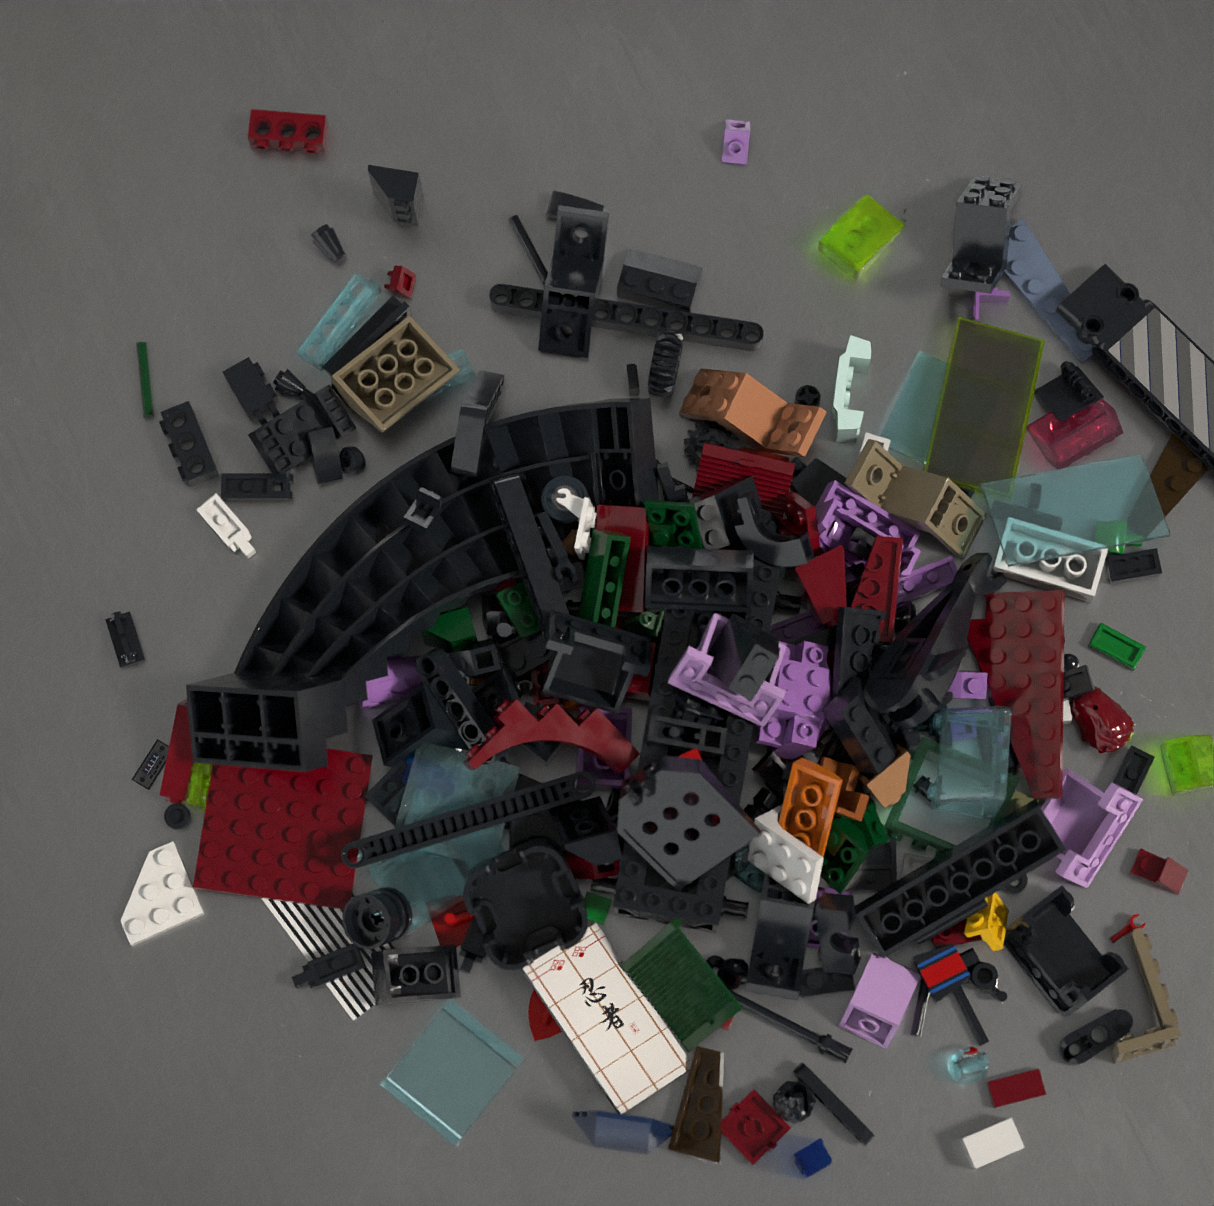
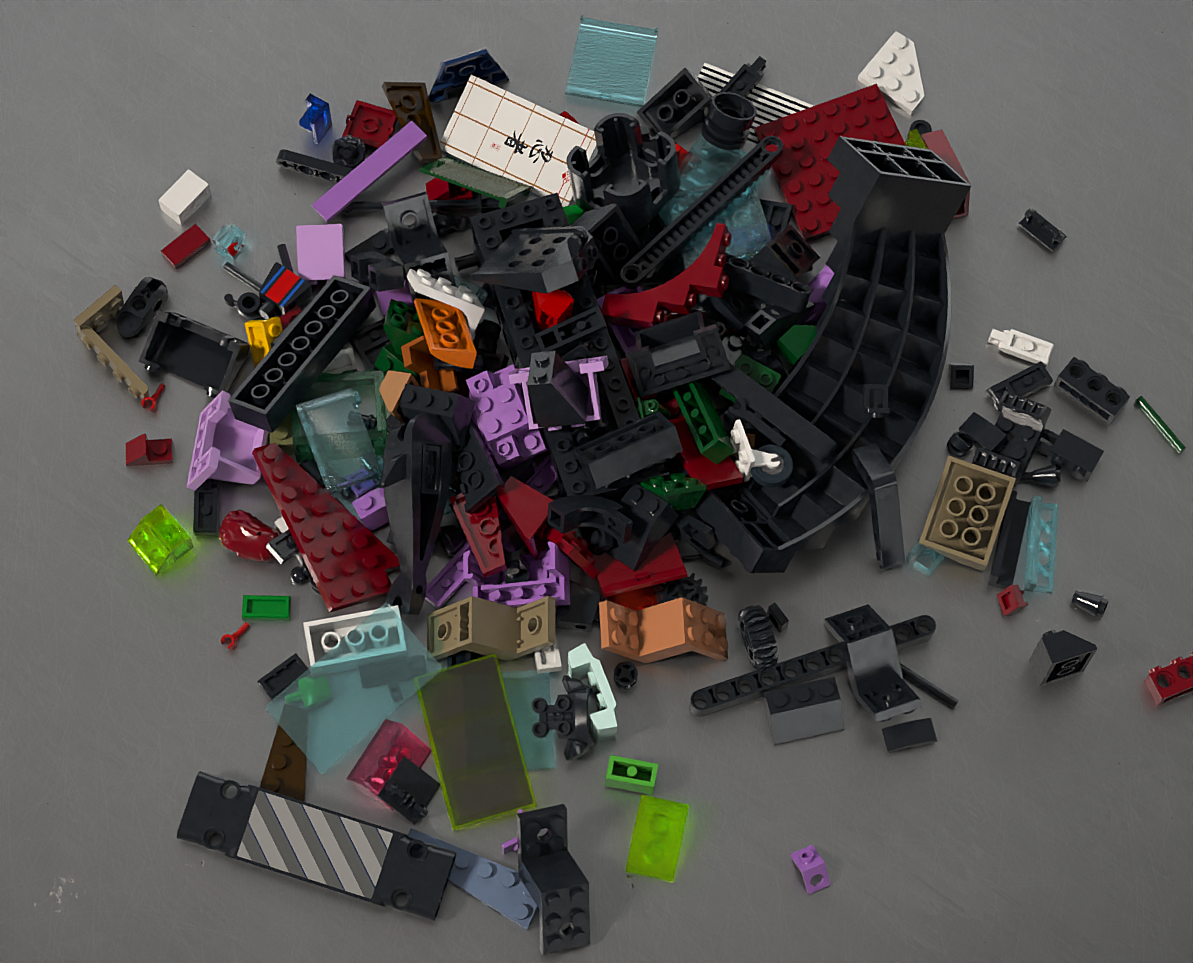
camera: 145 degrees right, 10 degrees down
(152, 765) = (963, 153): sticker -> none
(304, 531) = (961, 375): none -> black slope
(785, 1061) = (369, 171): none -> medium lavender tile
(855, 299) = (631, 774): none -> bright green brick
(886, 378) = (567, 717): none -> black piece
(1160, 633) = (234, 636): none -> red hand

